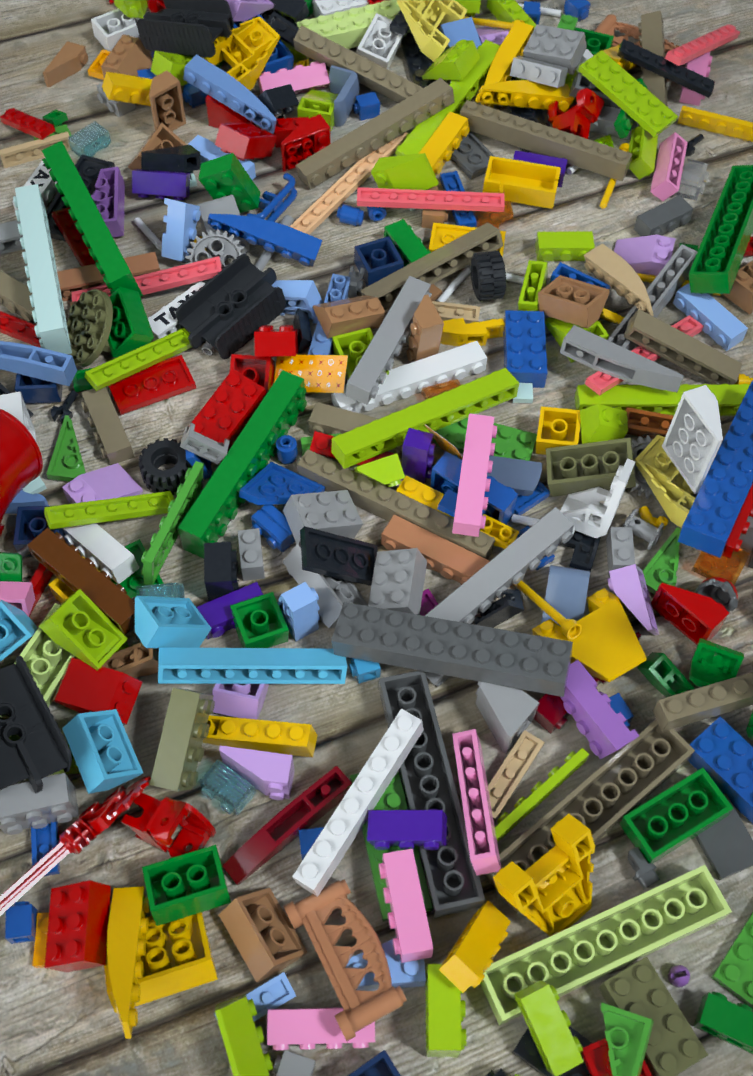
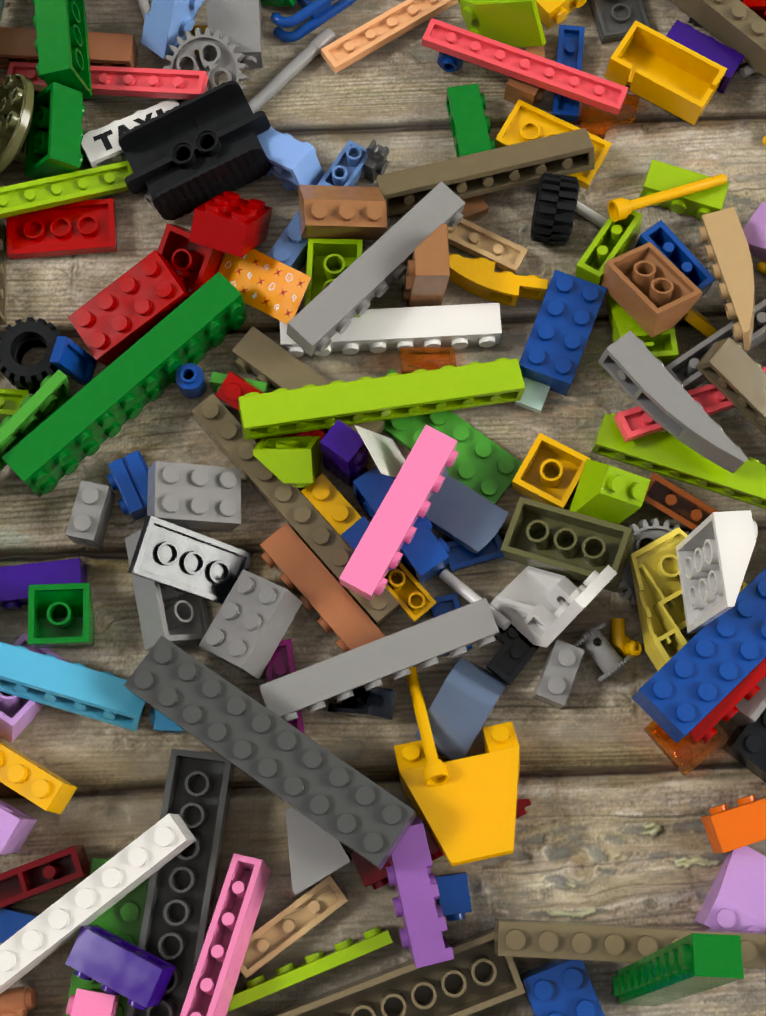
camera: 20 degrees right, 15 degrees up
(203, 445) = (77, 349): light grey hinge -> none
(220, 569) = (39, 528): black brick -> none
(270, 235) = (289, 57): blue slope -> none
(276, 485) = (160, 433): blue plate -> none
(300, 610) = (111, 618): light blue wedge -> none
(302, 324) = (281, 210): black slope -> none
(350, 215) = (413, 53): blue brick -> none
(378, 259) = (418, 136): dark blue brick -> none
(453, 286) = (507, 204): white bar -> none
(533, 260) = (620, 208): none -> yellow piece
(632, 590) = (544, 747): lavender slope -> none
(664, 564) = (599, 721): bright green wing -> none
(664, 675) = (542, 878): green slope -> none
(689, 612) = (613, 803): red slope -> none
(713, 663) = (606, 883): green bracket -> none
(720, 590) = (656, 782): dark grey hair -> none

